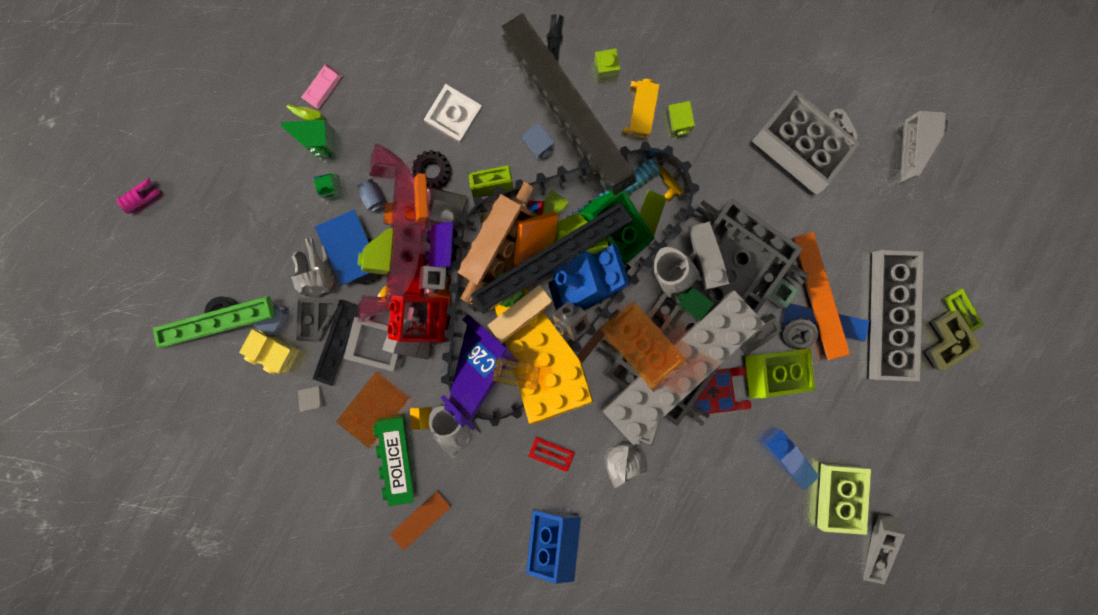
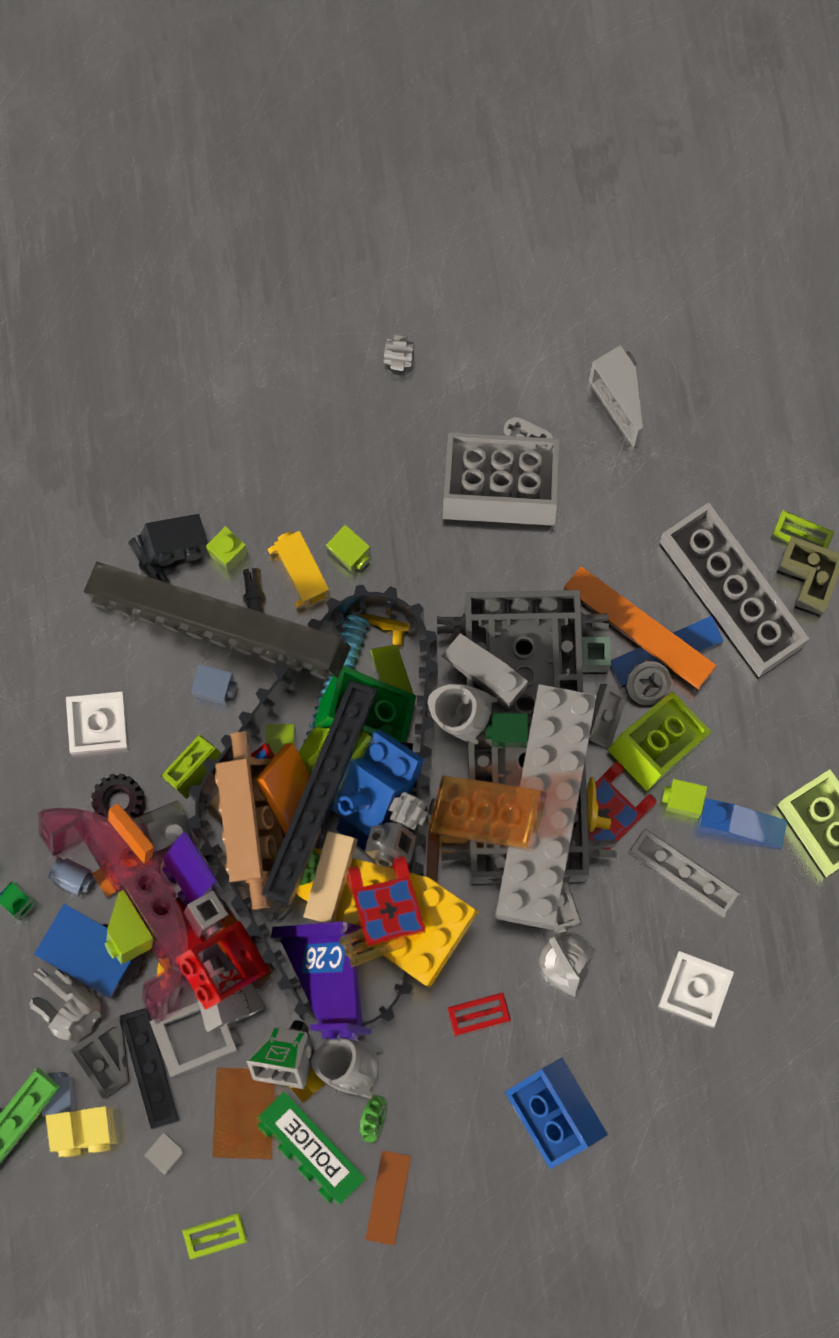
camera: 35 degrees left, 10 degrees down
(322, 473) = (190, 1243): none -> lime tile
(418, 395) = (283, 1056): none -> light grey torso
(444, 470) = (373, 1118): none -> bright green gear
(540, 360) = (387, 908): none -> red flag
(579, 34) = (174, 539): none -> black brick
(596, 309) = (408, 811): none -> light grey gear
(602, 104) = (253, 591): none -> black pin
(689, 534) = (696, 989): none -> white tile
(706, 391) = (592, 809): none -> yellow bar
(735, 461) = (684, 872): none -> light grey tile
(769, 419) = (684, 798): none -> lime brick
(802, 16) = (399, 352): none -> light grey gear

